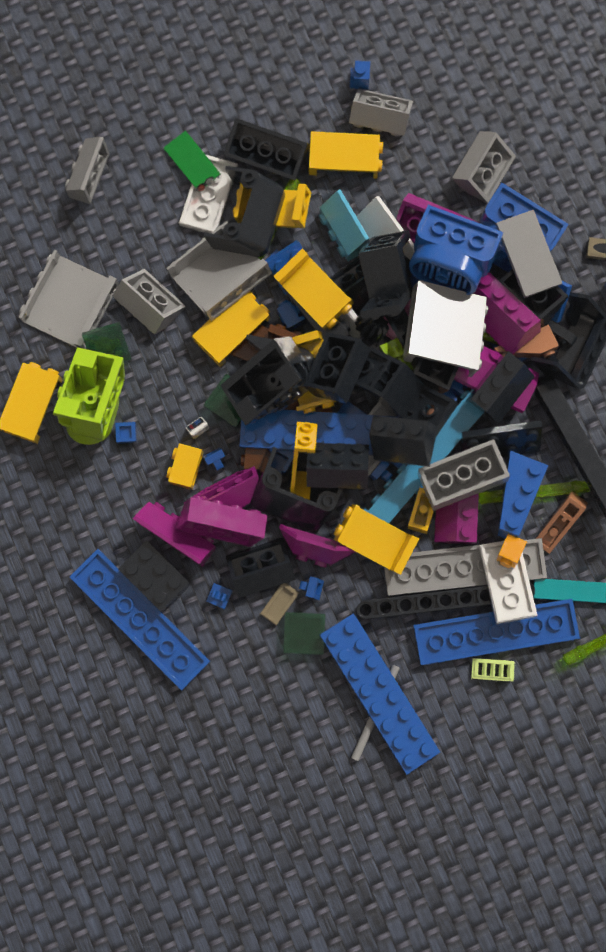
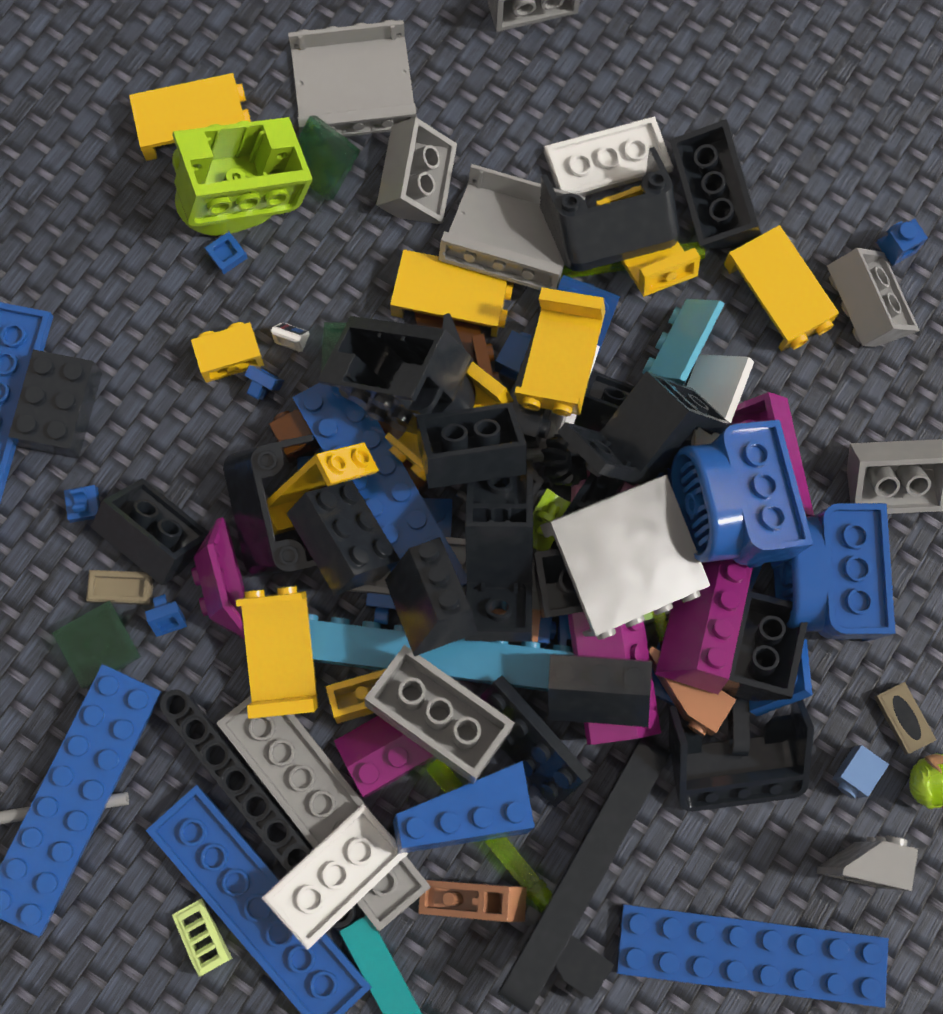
camera: 50 degrees right, 5 degrees down
(164, 525) = (126, 393): magenta slope -> none
(192, 161) = (636, 112): green piece -> none
(222, 521) = (174, 437): magenta slope -> none
(234, 489) = (210, 419): magenta wedge -> none
(511, 551) = (376, 853): light orange brick -> none
(529, 253) = (812, 603): light grey tile -> none

